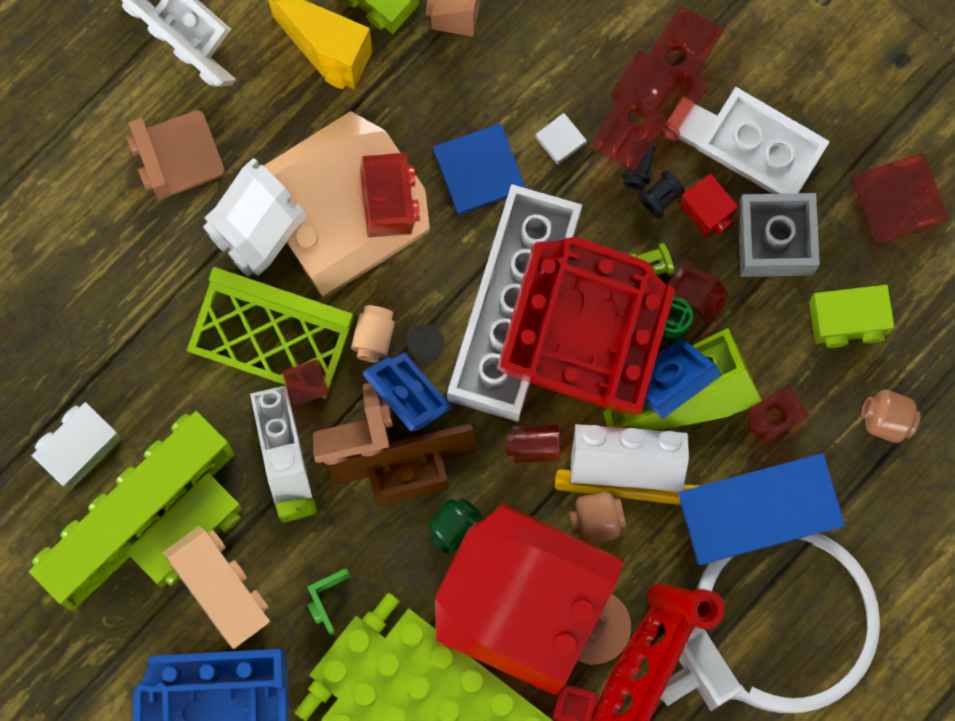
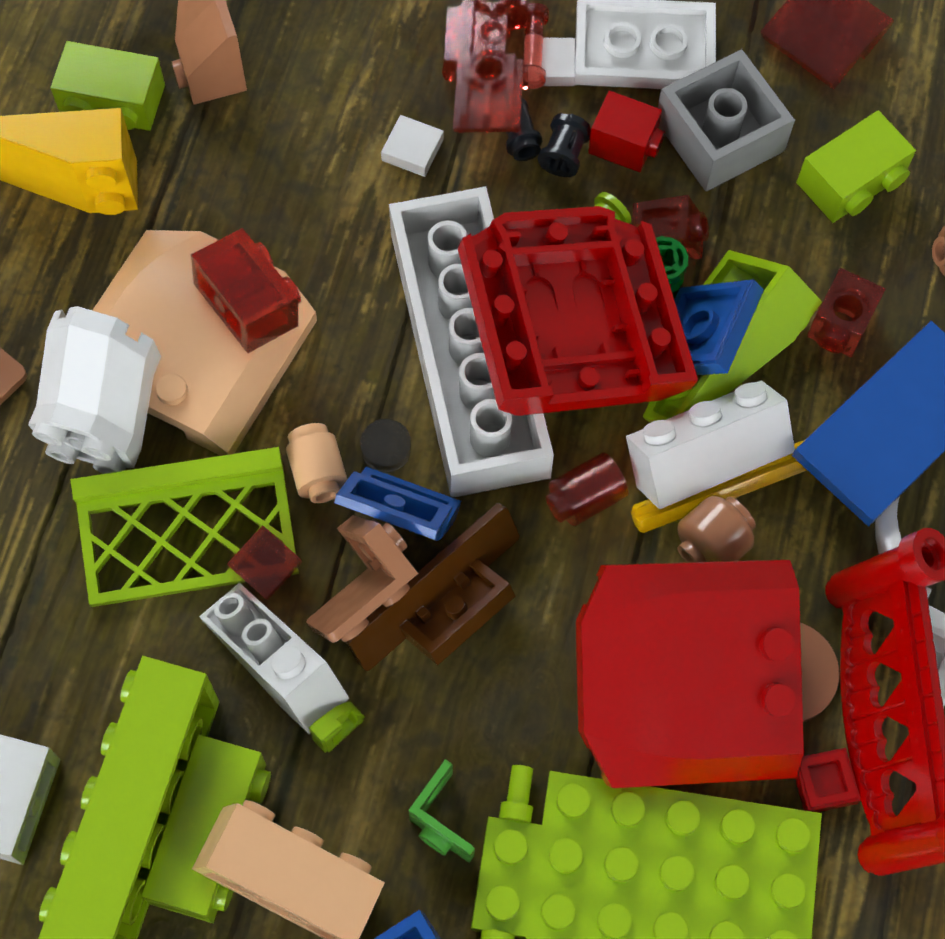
camera: 30 degrees left, 10 degrees down
(452, 522) = (547, 636): dark green head -> none
(478, 168) = (334, 223): blue tile -> none

